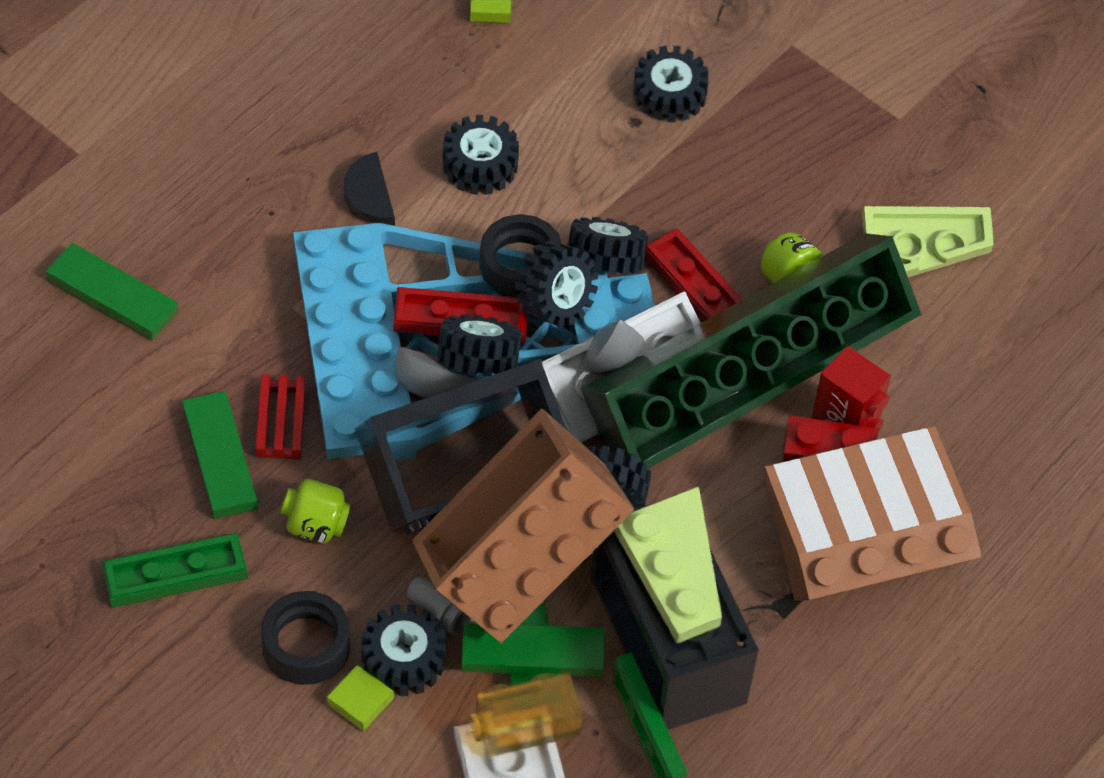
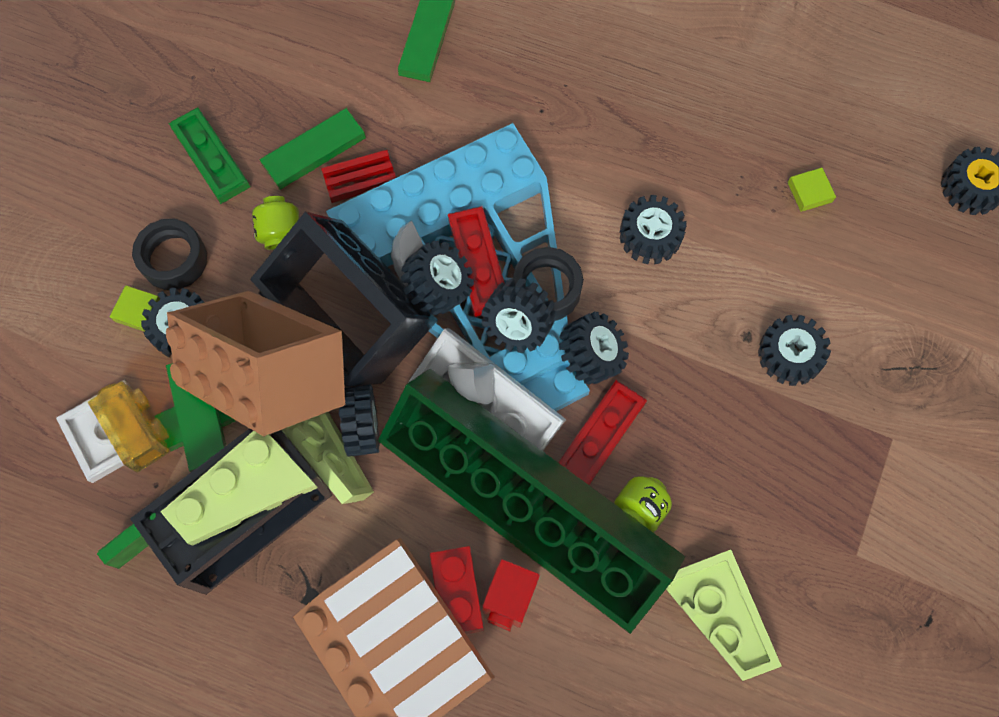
camera: 75 degrees right, 15 degrees up
(367, 191) = (585, 164): black tile -> none

